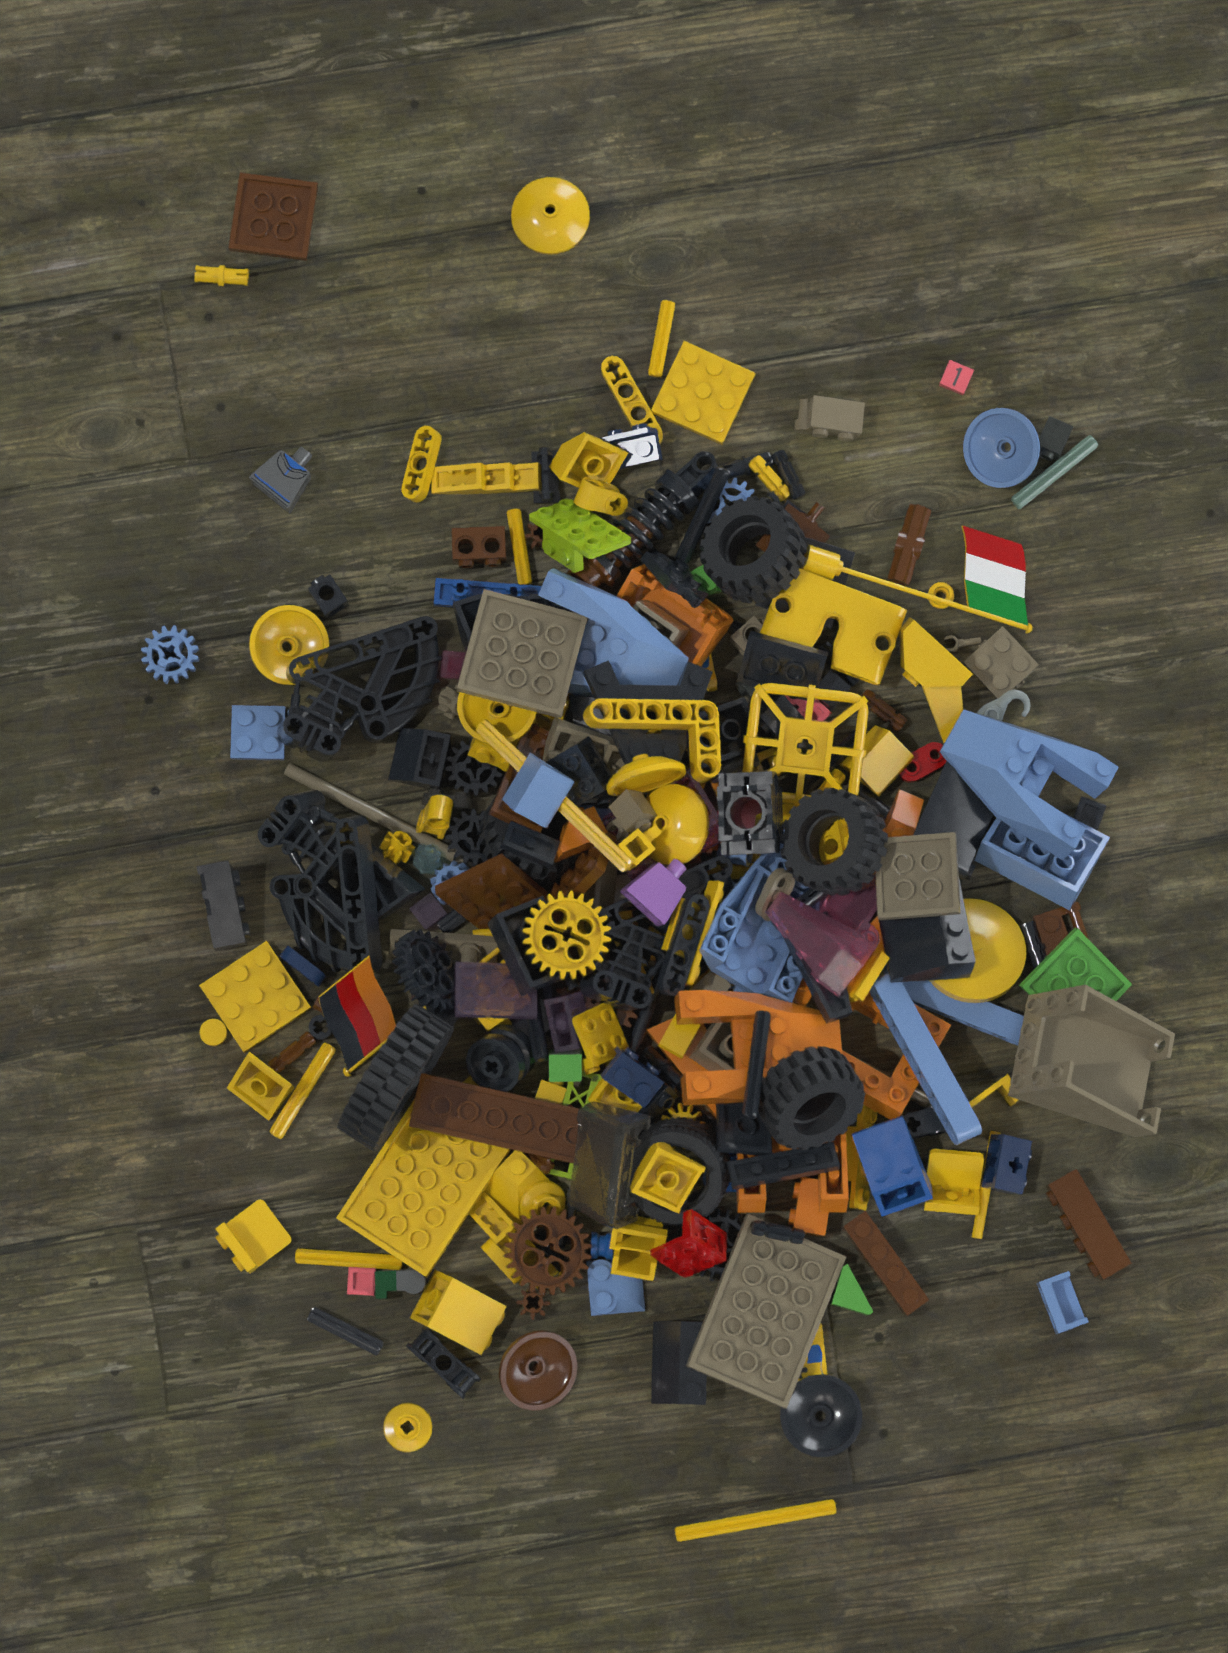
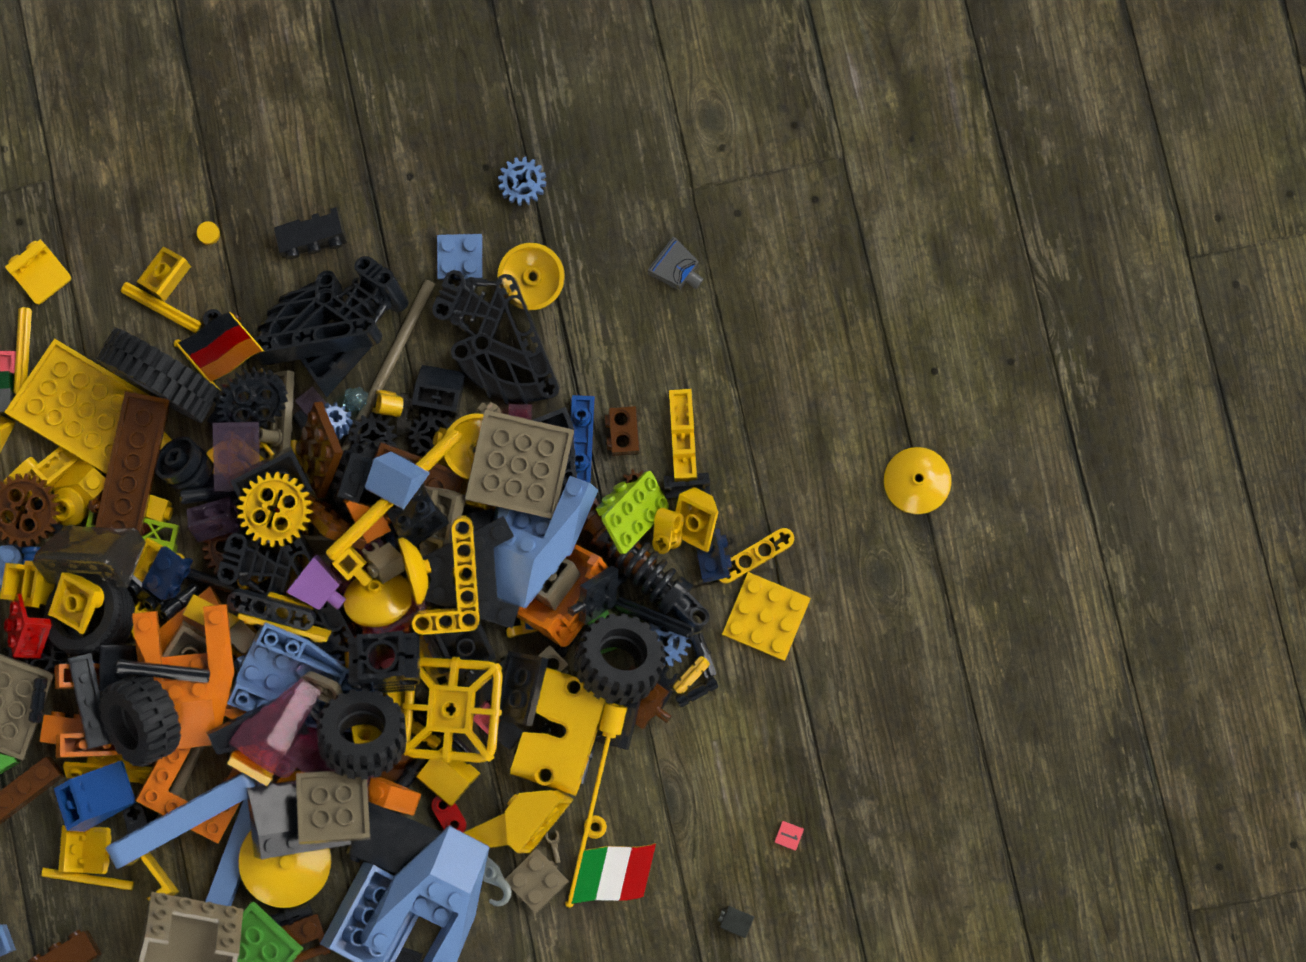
camera: 90 degrees right, 0 degrees up
(221, 275) = (850, 207): yellow pin -> none
(255, 996) = (238, 265): yellow plate -> none
(273, 216) = (903, 247): reddish brown plate -> none
(292, 1052) = (191, 296): reddish brown axle -> none
(303, 966) = (263, 302): dark blue beam -> none
(332, 606) = (572, 316): black brick -> none
(397, 846) = (363, 374): yellow gear -> none
(427, 472) = (707, 389): yellow beam -> none
(519, 547) = (624, 465): yellow axle -> none
(565, 1066) = (175, 518): bright green panel -> none
(599, 1036) = (202, 544): yellow bracket -> none
(661, 338) = (812, 579): yellow axle -> none
(830, 417) = (747, 725): dark tan hinge -> none
(884, 711) = (493, 779): reddish brown axle -> none
(909, 544) = (637, 797): reddish brown piece -> none
(986, 450) = (718, 866): medium blue dish -> none
(1007, 1164) = (102, 895): dark blue brick -> none
(1054, 472) = (708, 923): sand green axle -> none

